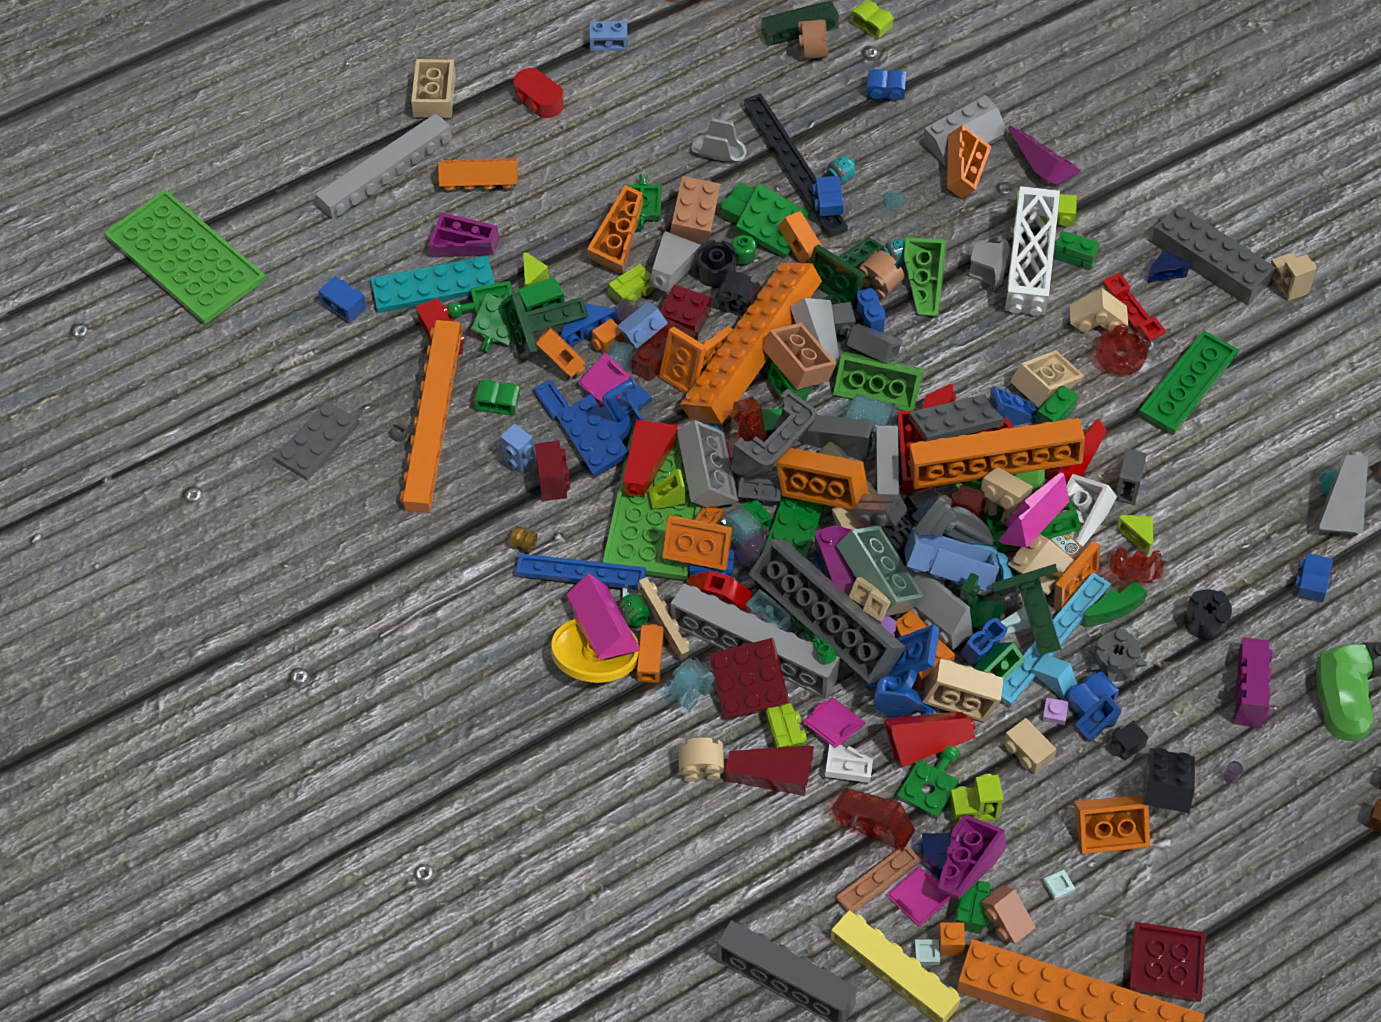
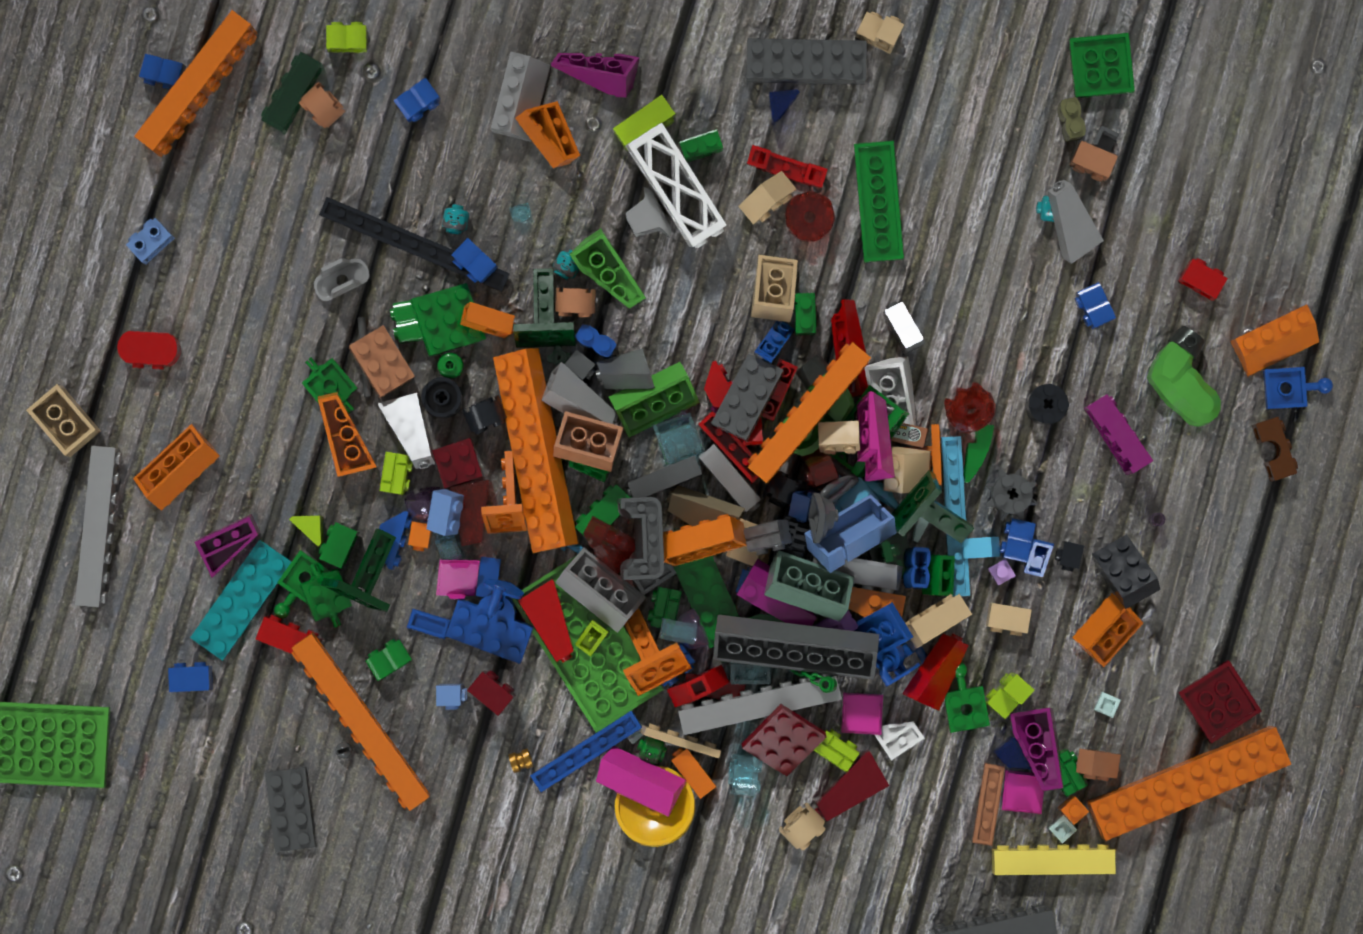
camera: 45 degrees left, 30 degrees up
(561, 352) = (404, 586): orange brick -> none
(870, 597) = (830, 618): tan slope -> none
(874, 817) = (952, 769): clear red wedge -> none
(1138, 530) = (946, 371): lime slope -> none

